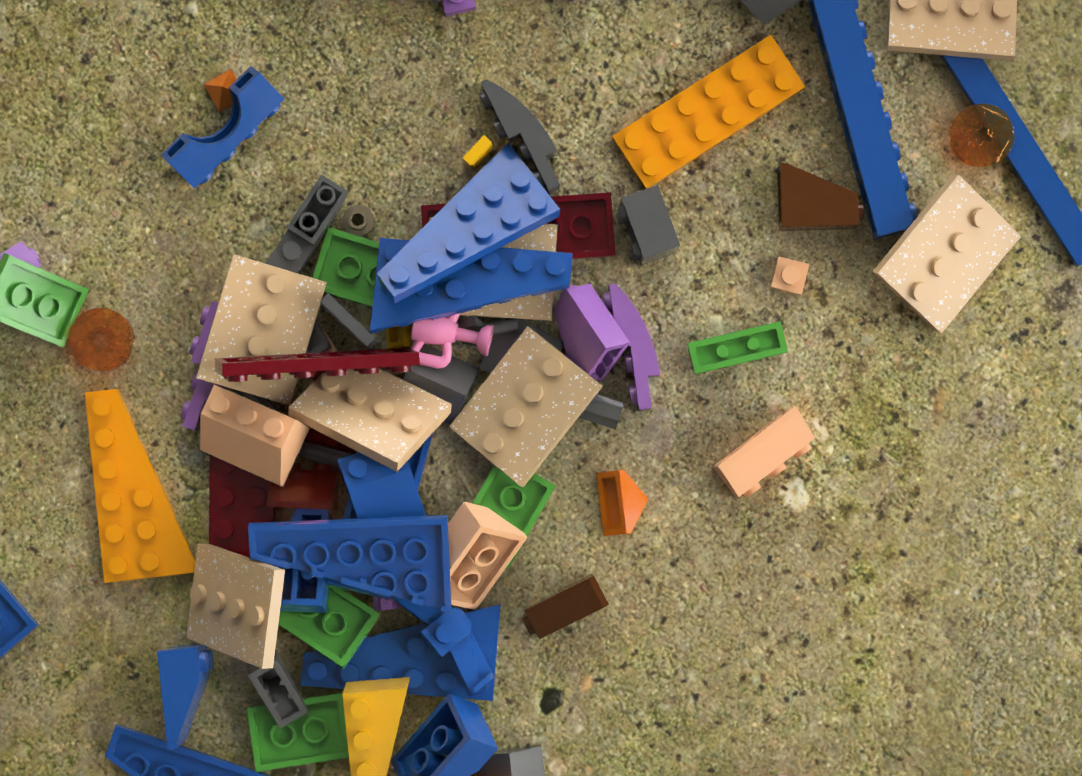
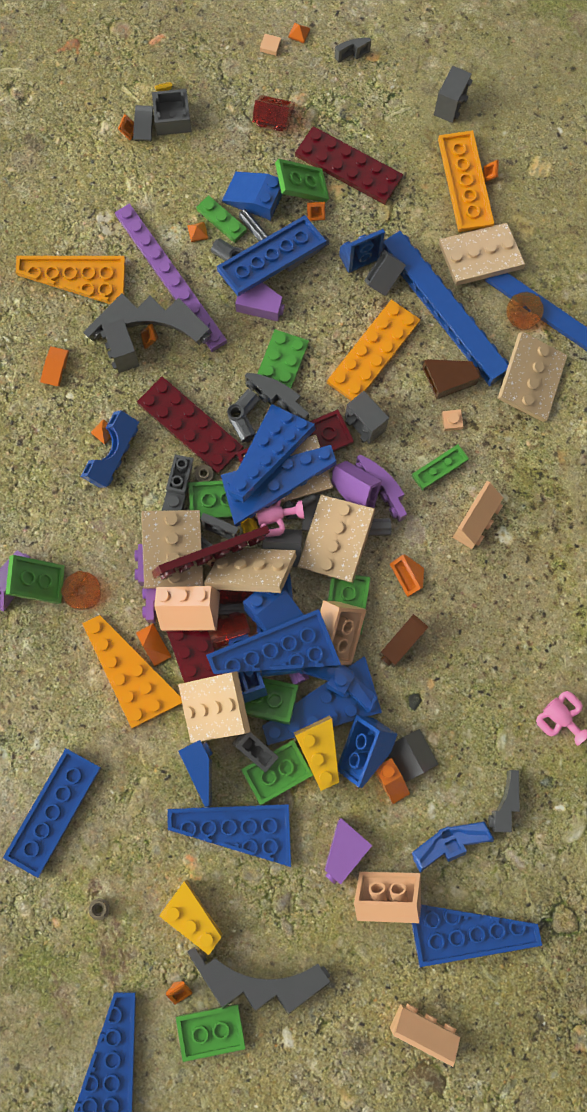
camera: 20 degrees left, 10 degrees down
(182, 465) = (153, 645): none -> orange slope
(365, 129) = (190, 425): none -> dark red plate
(447, 160) = (243, 406): none -> dark grey piece
(478, 153) = (257, 414): yellow tile -> none
(555, 72) = (283, 357): none -> bright green plate

